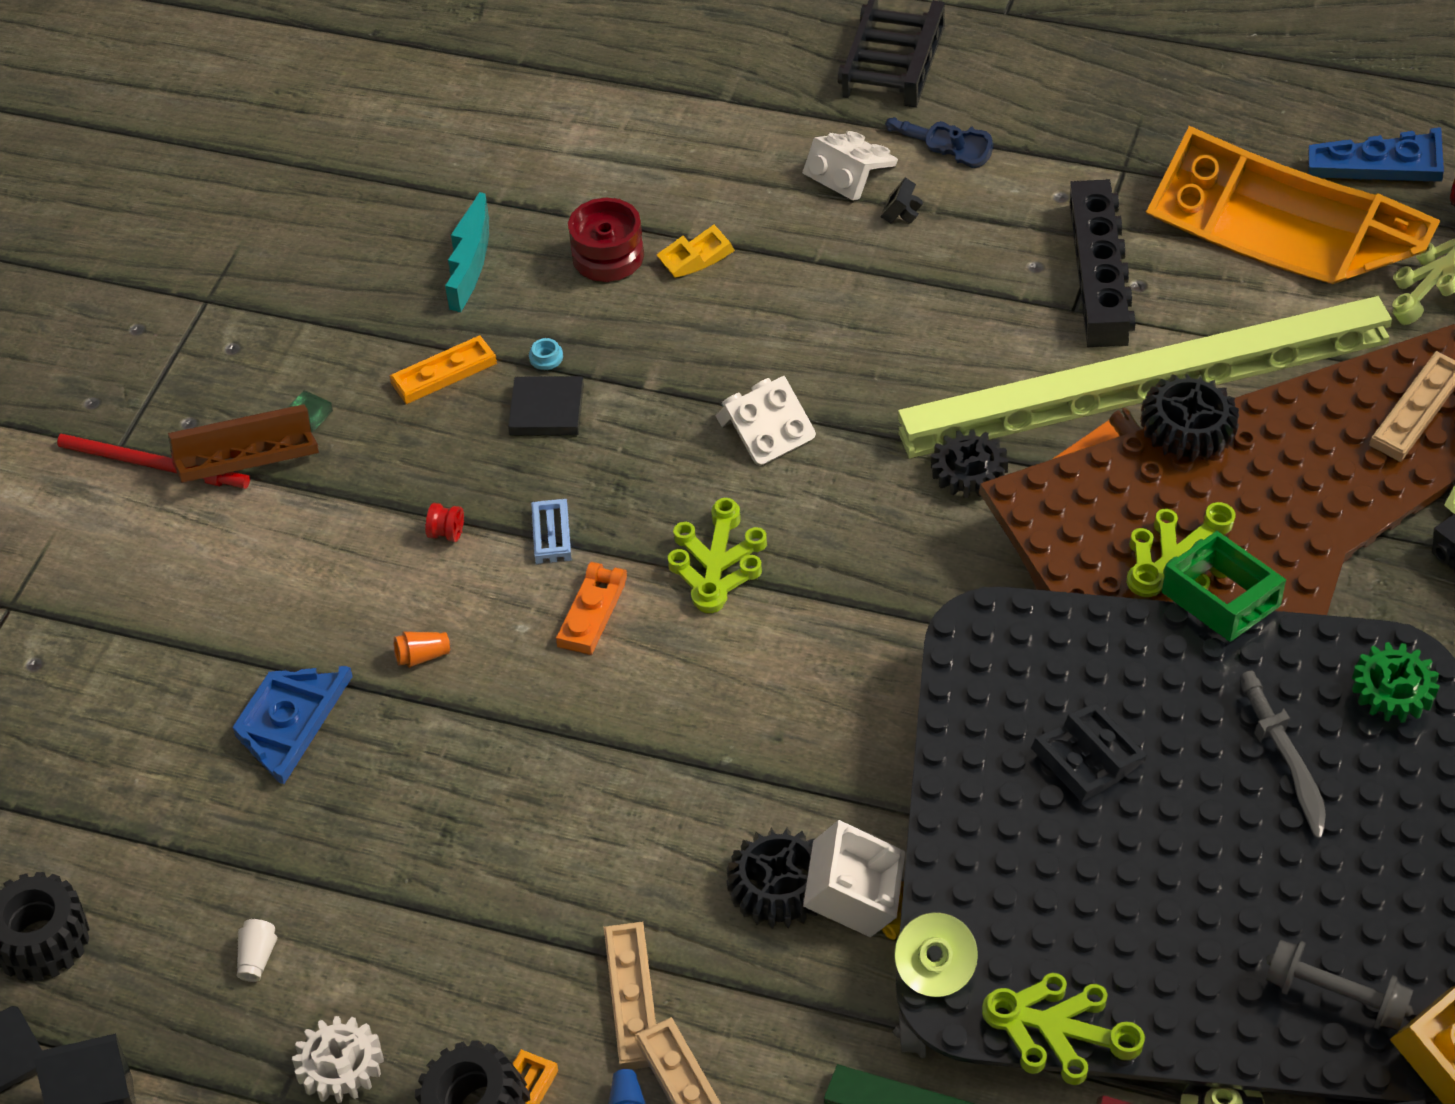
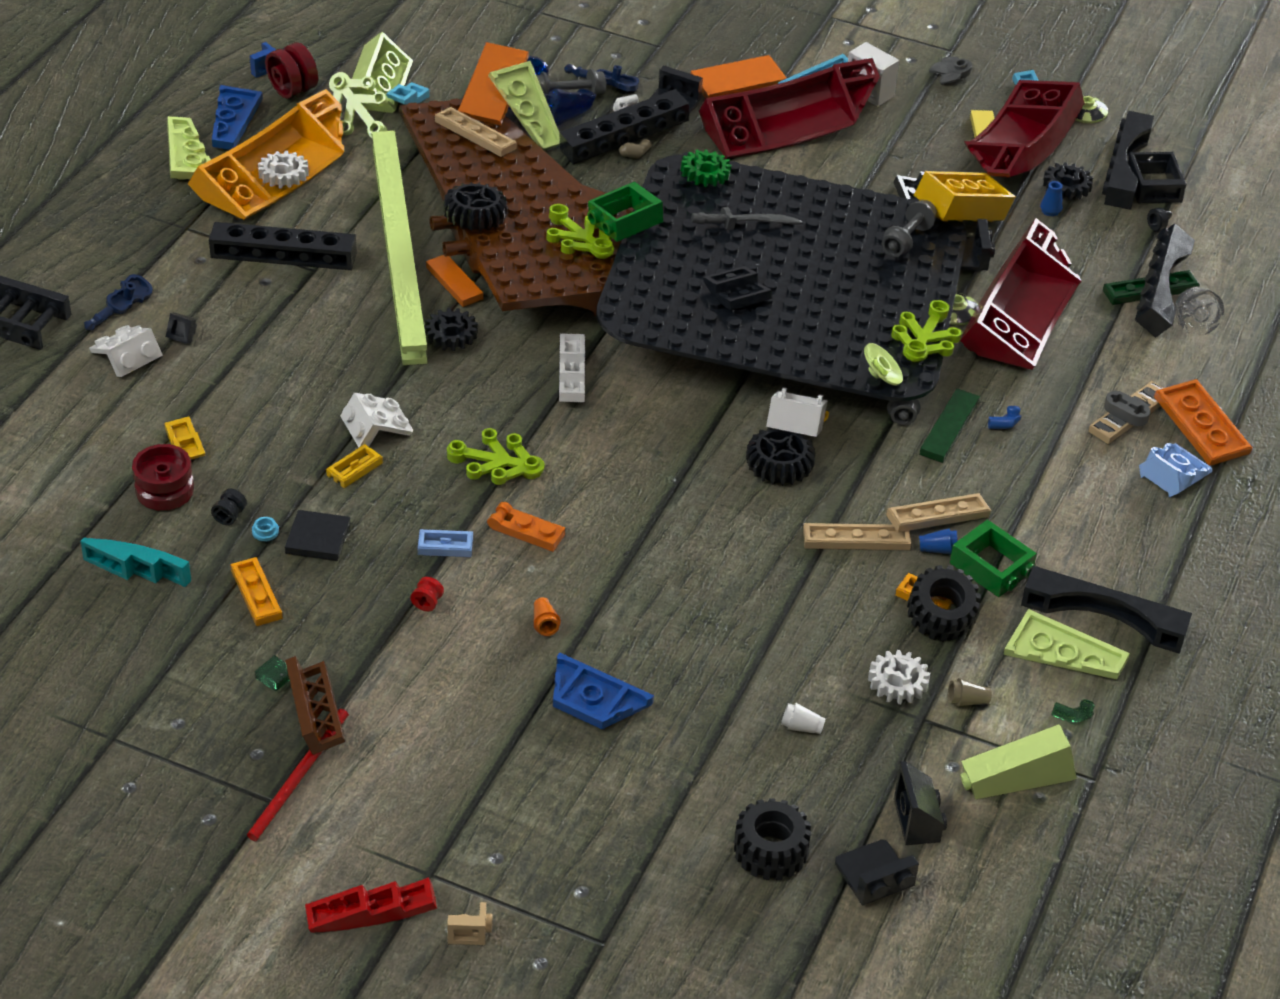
camera: 90 degrees left, 5 degrees down
(574, 311) = (227, 508): none -> black wheel
(677, 421) = (357, 468): none -> yellow tile
(903, 609) = (572, 368): none -> white slope
(1261, 225) = (283, 169): none -> white gear
(1285, 127) = (184, 148): none -> yellowish green wing

